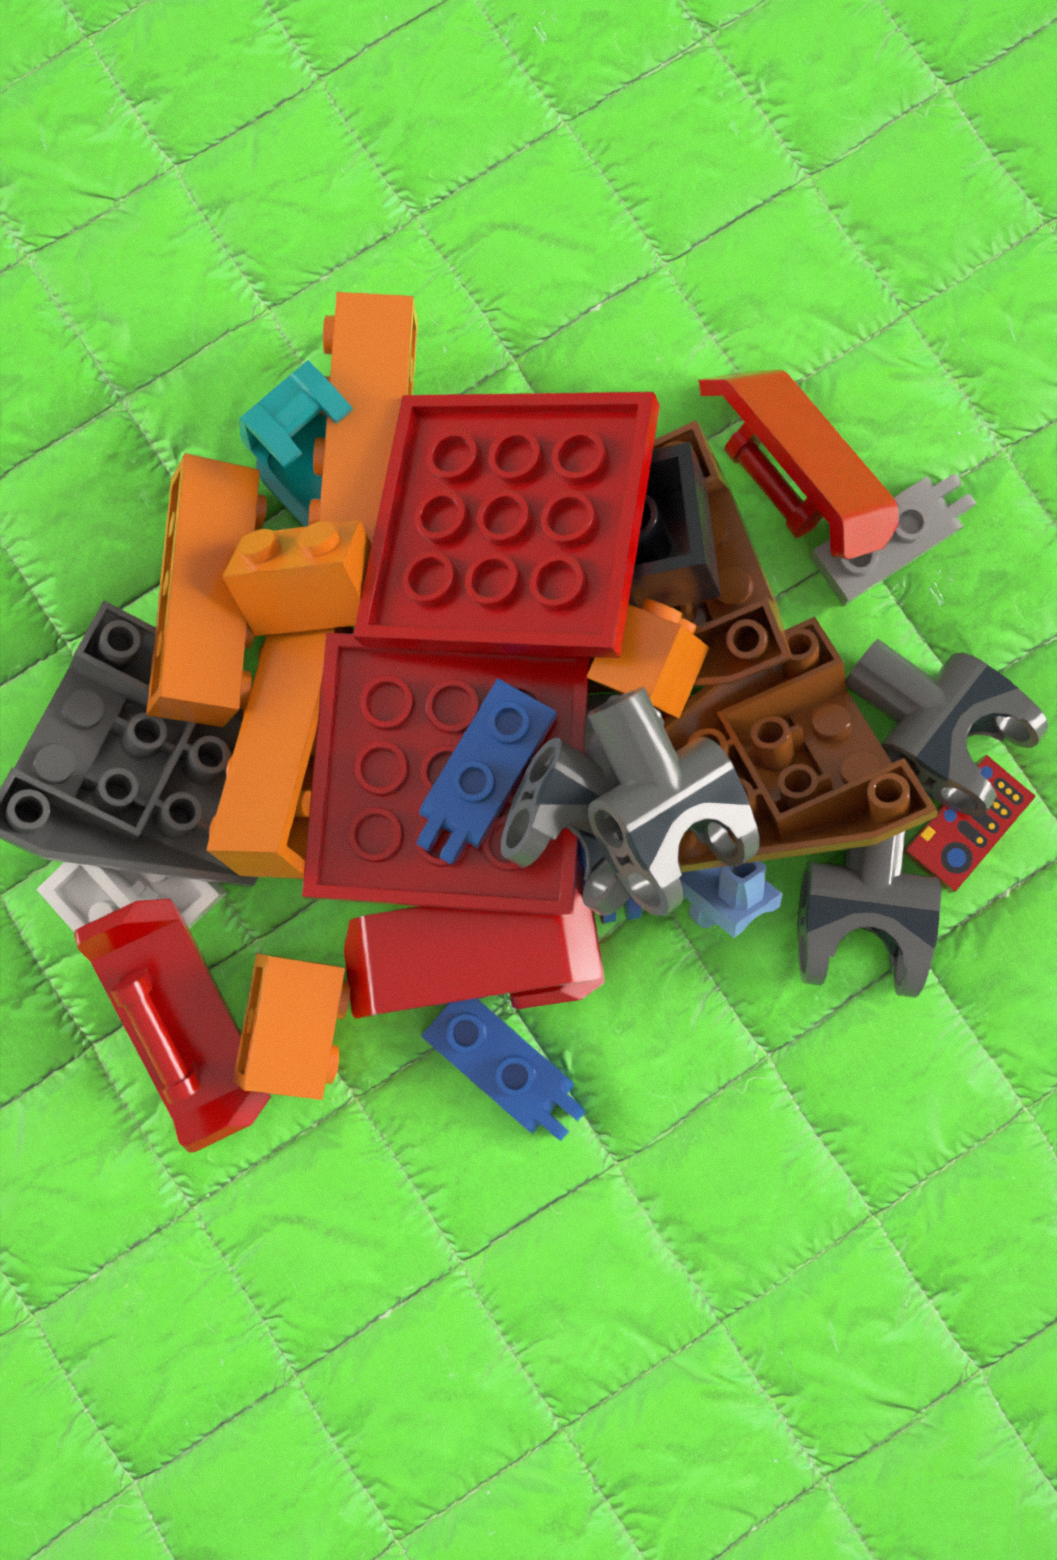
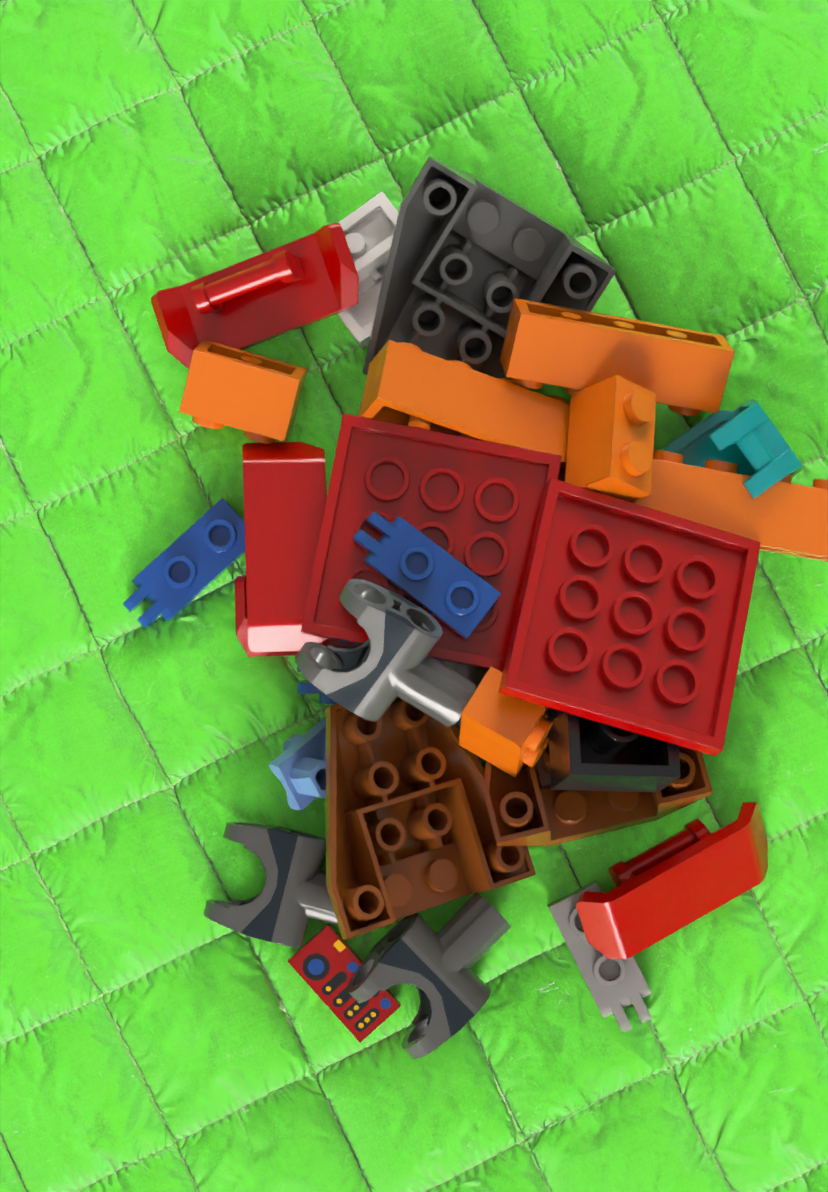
camera: 95 degrees right, 5 degrees up
(661, 799) = (380, 713): dark grey connector -> none

